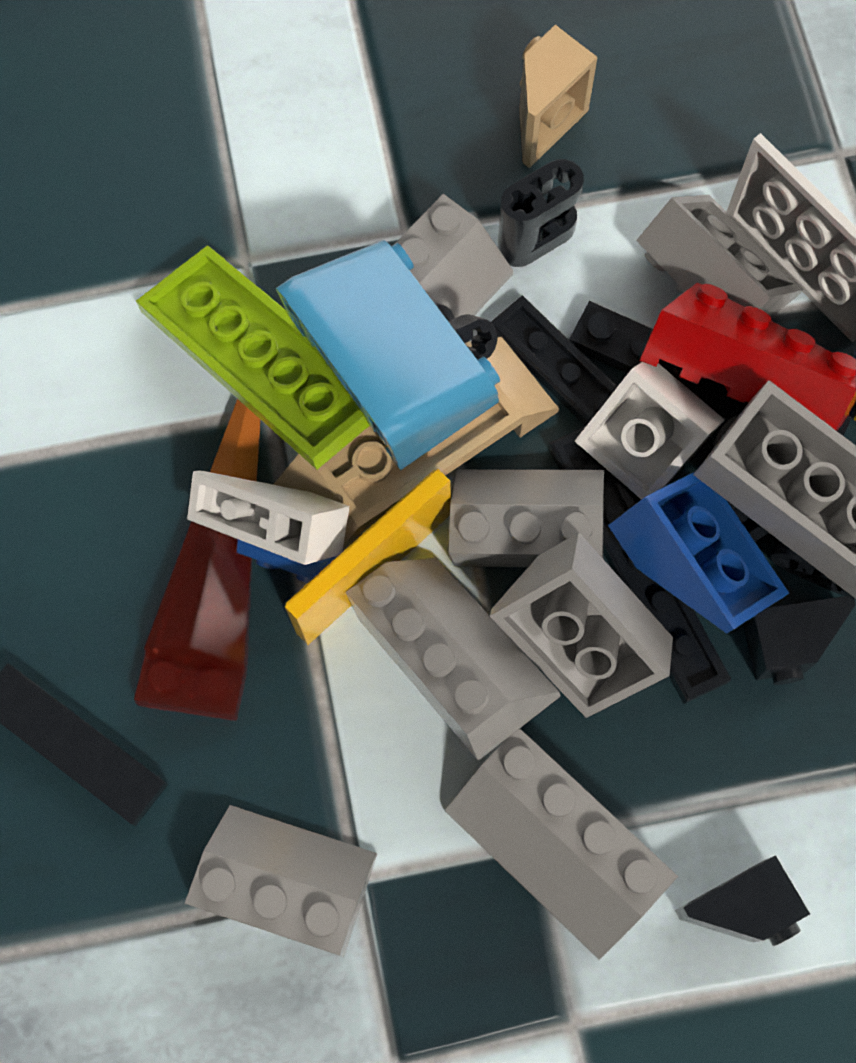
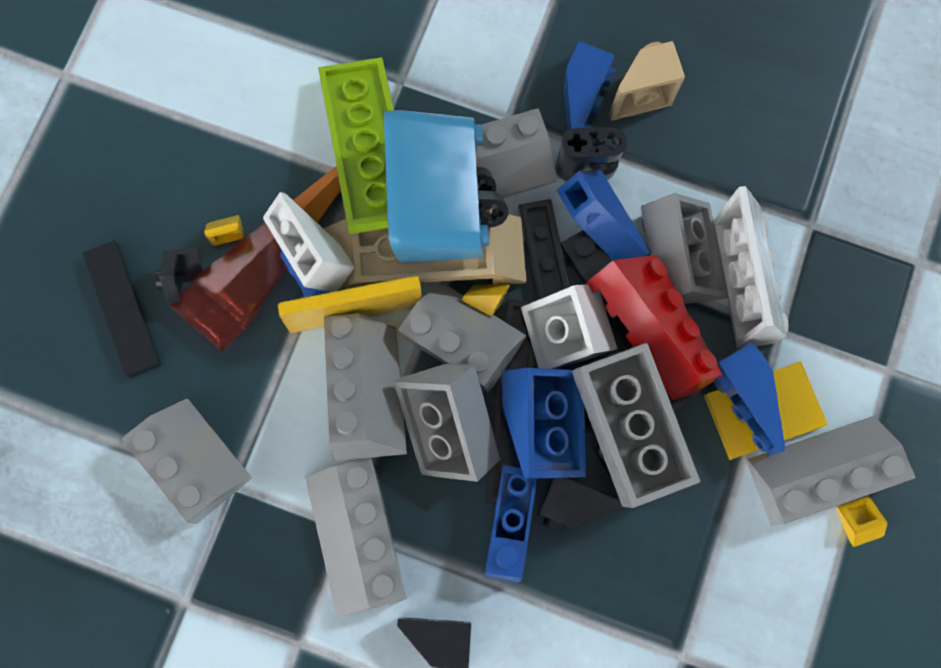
camera: 25 degrees right, 5 degrees up
(116, 644) = (175, 269): none -> black bracket
(143, 566) = (224, 230): none -> yellow slope
(473, 143) = (583, 81): none -> blue slope
(525, 454) = (486, 297): none -> yellow slope
(601, 277) = (601, 215): none -> blue slope
(740, 710) = (510, 526): none -> blue slope

